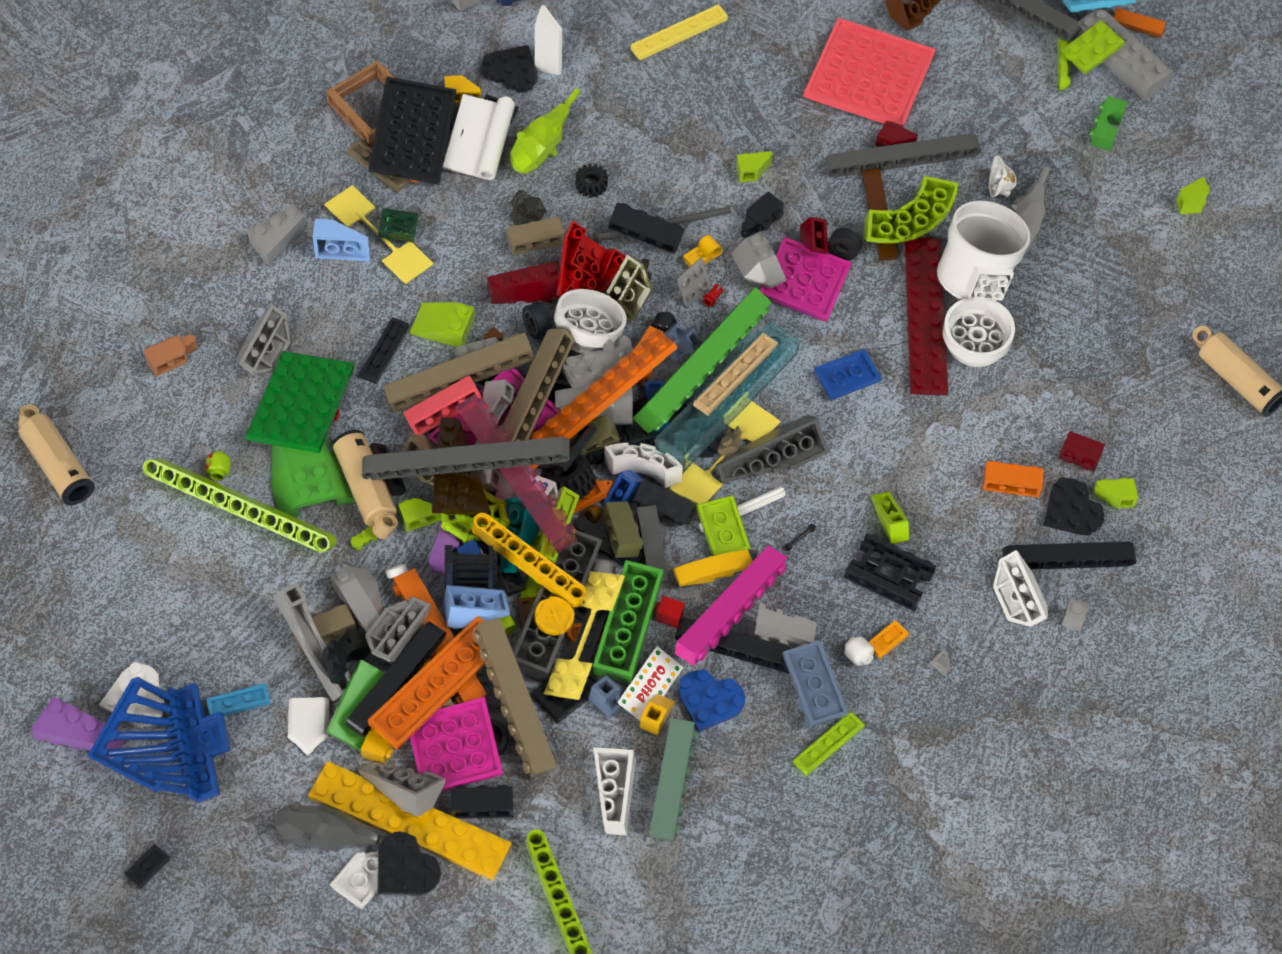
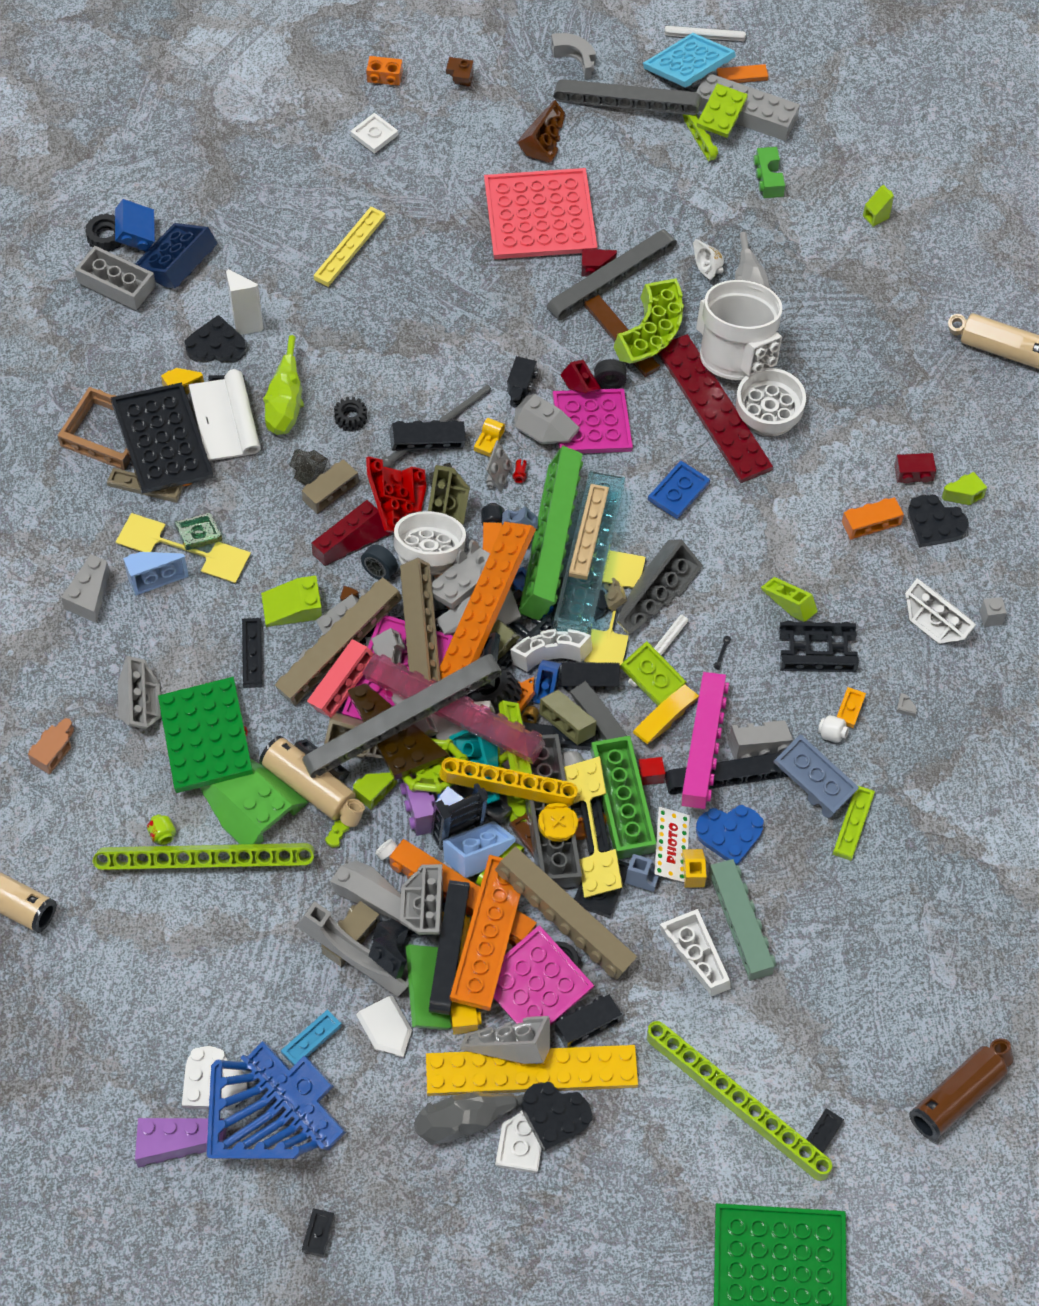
camera: 25 degrees left, 0 degrees up
(752, 165) = (486, 339): lime slope -> none
(1075, 555) = (962, 560): black beam -> none

